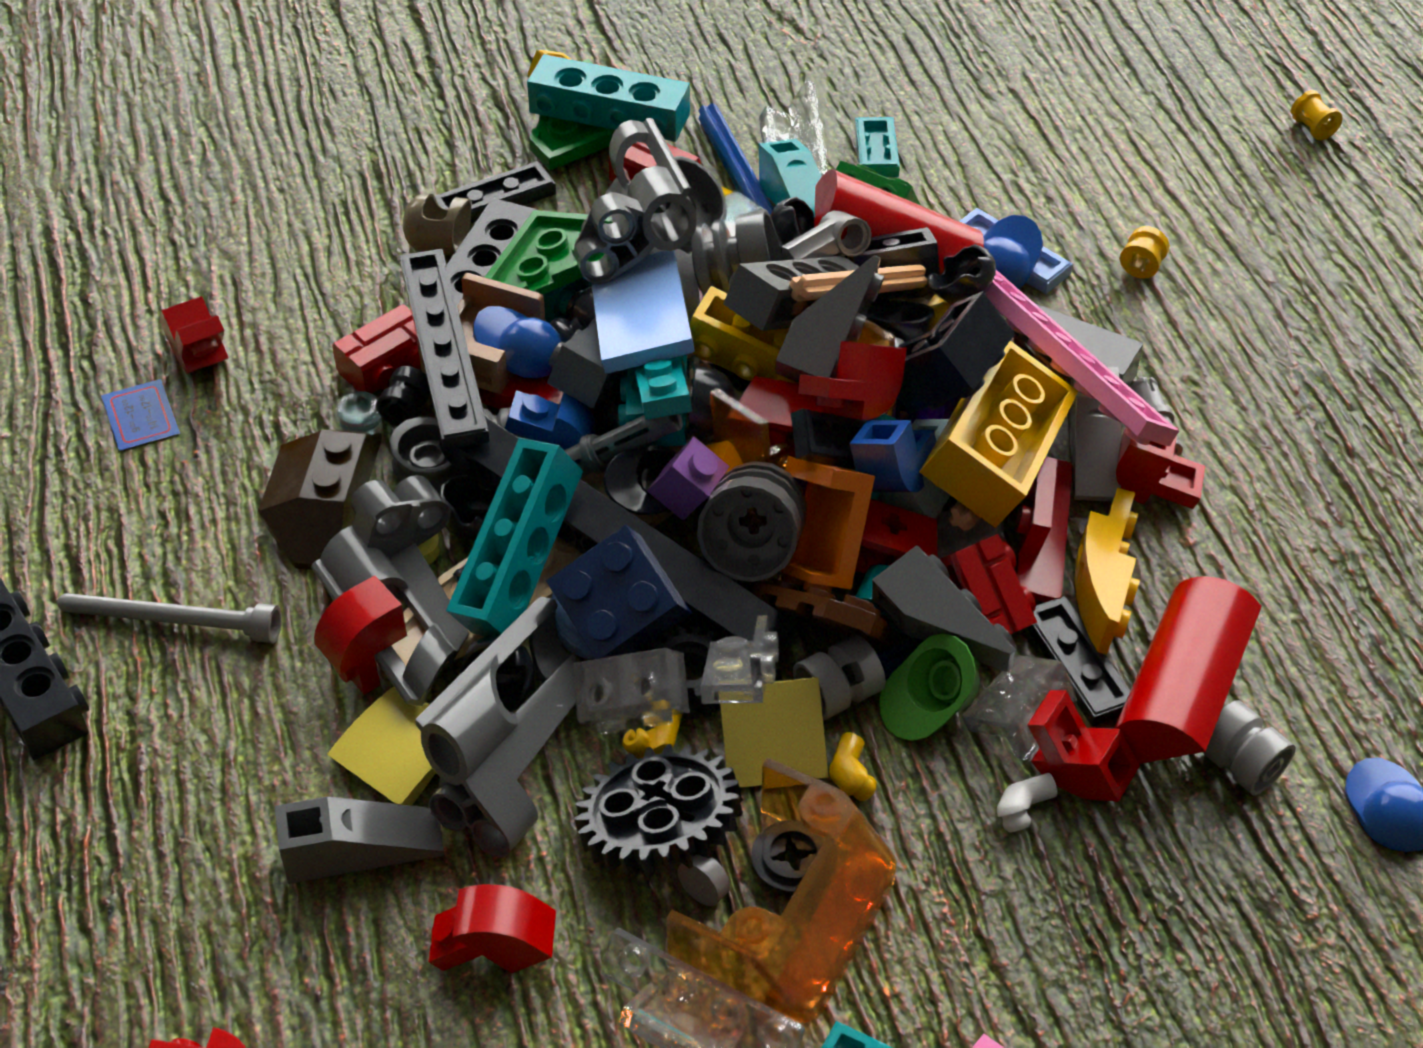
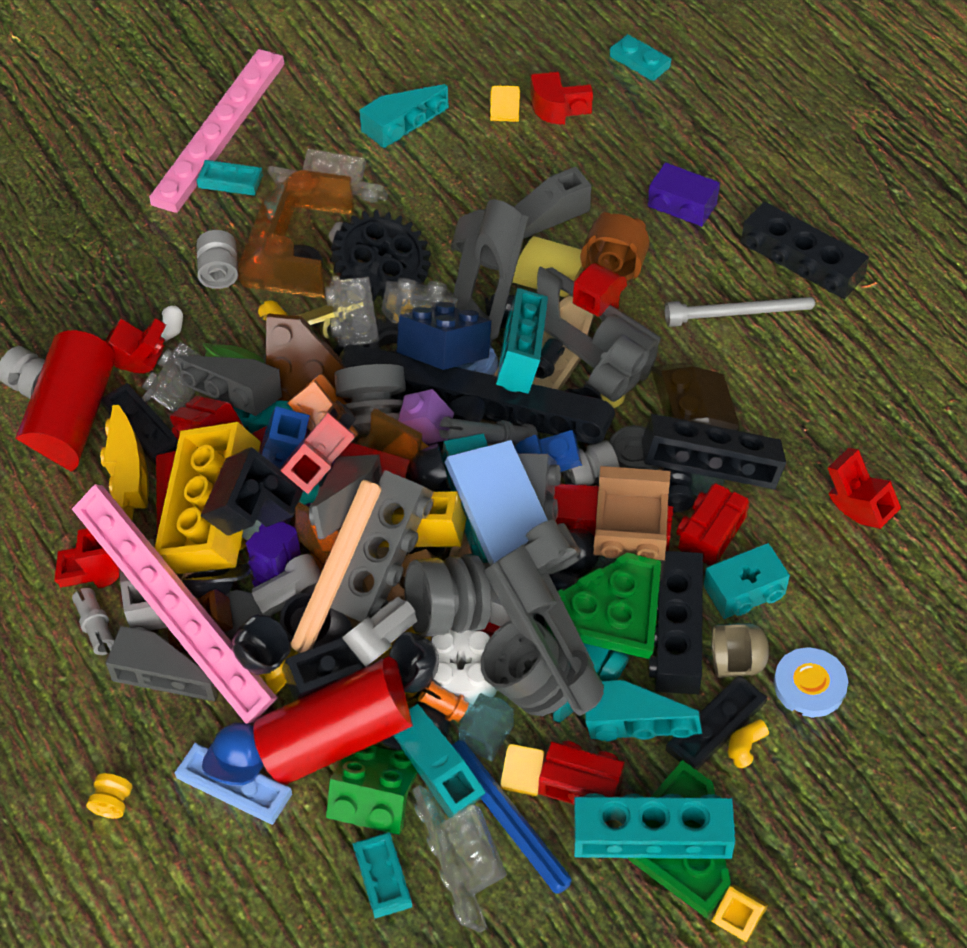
camera: 165 degrees right, 5 degrees up
(126, 810) = (683, 194): none -> dark purple brick
(140, 414) = (874, 448): sticker -> none
(294, 713) = (617, 244): none -> dark orange brick
(341, 395) = (713, 451): none -> black brick
(371, 288) = (746, 581): none -> teal brick
(374, 204) = (810, 682): none -> light blue tile
(444, 350) = (647, 464): tile -> none
(482, 167) = (742, 740): none -> yellow arm
(493, 923) = (444, 177): red brick -> none
(524, 339) = (598, 507): blue cap -> none
(558, 185) = (639, 713): none -> teal slope
(662, 389) = (455, 425): teal plate -> none
(926, 878) = (217, 259): none -> light grey wheel

